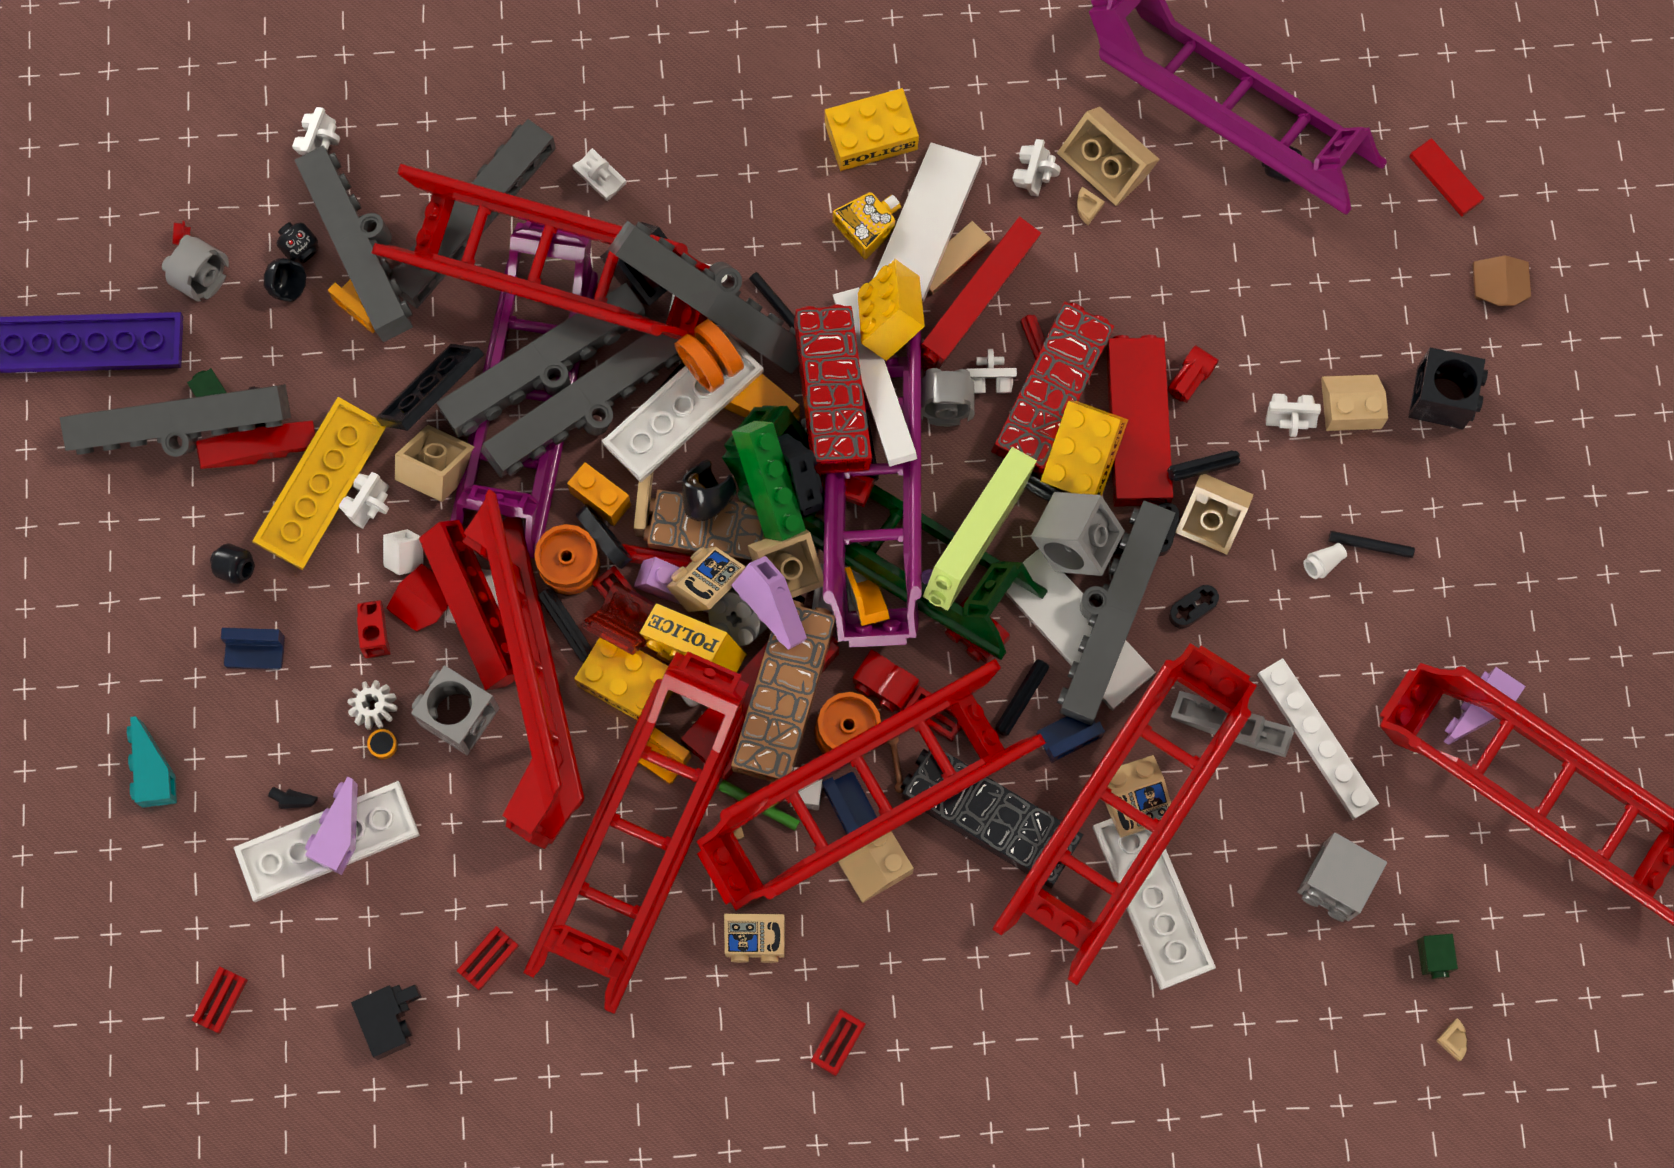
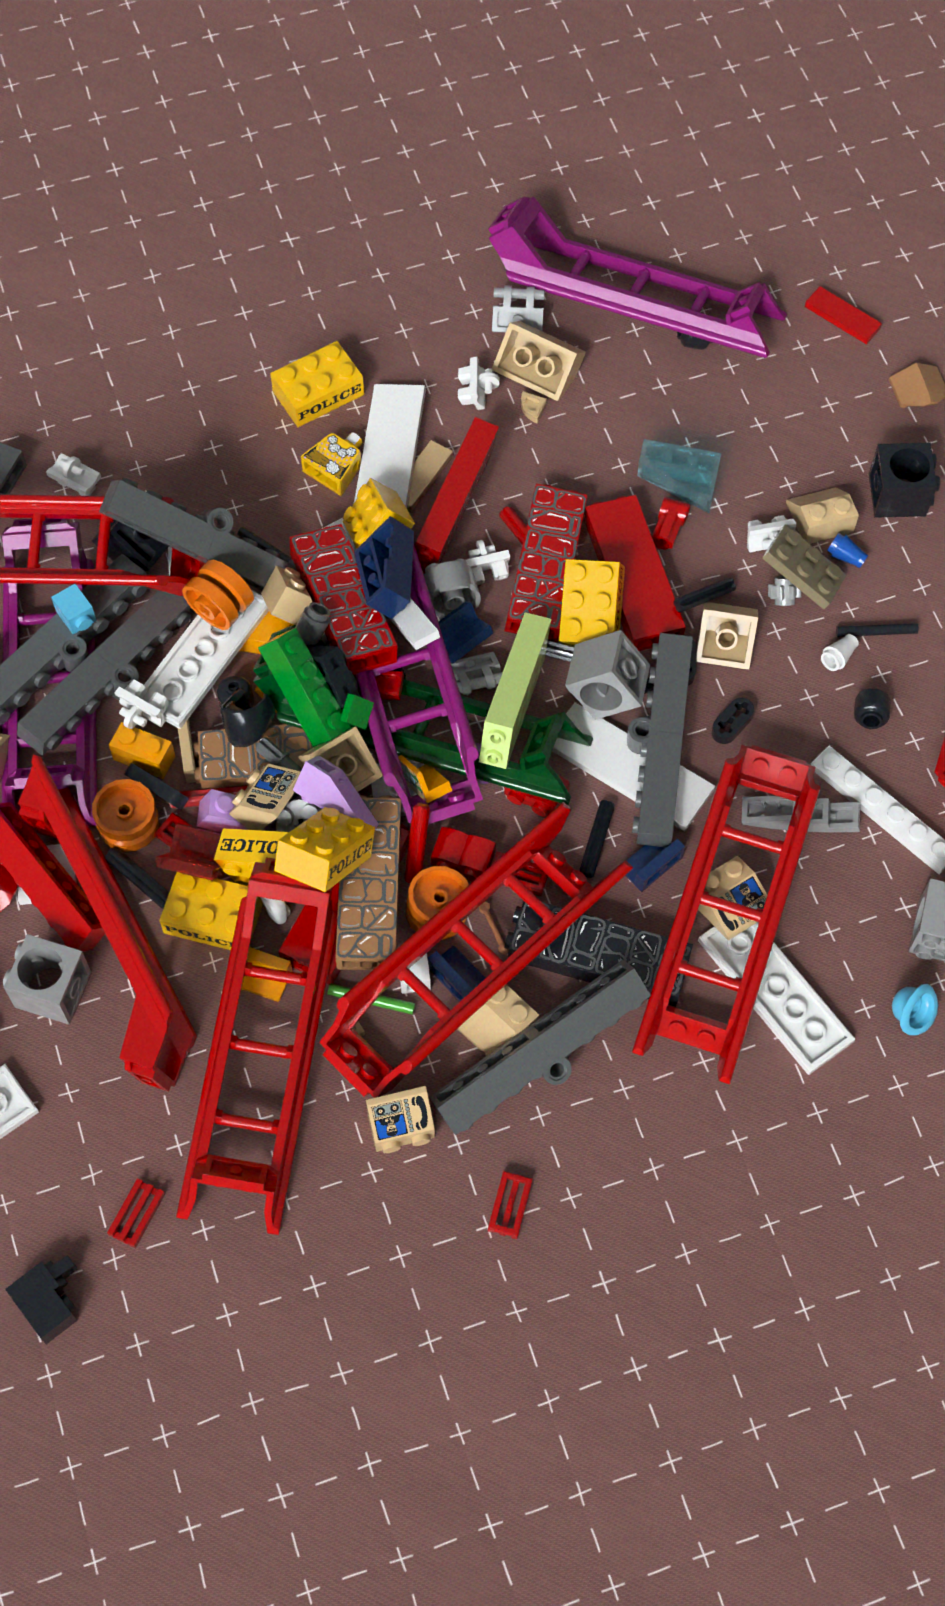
camera: 15 degrees left, 10 degrees down
(564, 335) = (74, 609): none -> medium azure brick
(599, 441) = (132, 699): none -> white hips
(702, 450) = (232, 684): none -> black head
(728, 541) = (275, 755): none -> dark grey axle
(745, 658) = (324, 849): none -> yellow brick
(779, 375) = (286, 594): none -> tan slope
(793, 414) = (313, 623): none -> dark grey brick
(814, 517) = (356, 711): none -> green tile
(842, 662) = (417, 841): none -> red axle
(883, 370) = (386, 567): none -> dark blue wedge
(906, 901) = (539, 1047): none -> dark grey hinge
(946, 445) = (463, 631): none -> dark blue panel
(946, 487) = (477, 672): none -> light grey plate
(1090, 97) = (506, 313): none -> plate
(1219, 321) = (680, 471): none -> clear light blue wedge
(1283, 954) = (915, 1008): none -> medium azure hat
(1287, 480) = (783, 592): none -> light grey gear
(1314, 460) = (804, 566): none -> dark tan plate
(1338, 630) = (872, 708): none -> black head
(1366, 450) = (847, 551): none -> blue cone

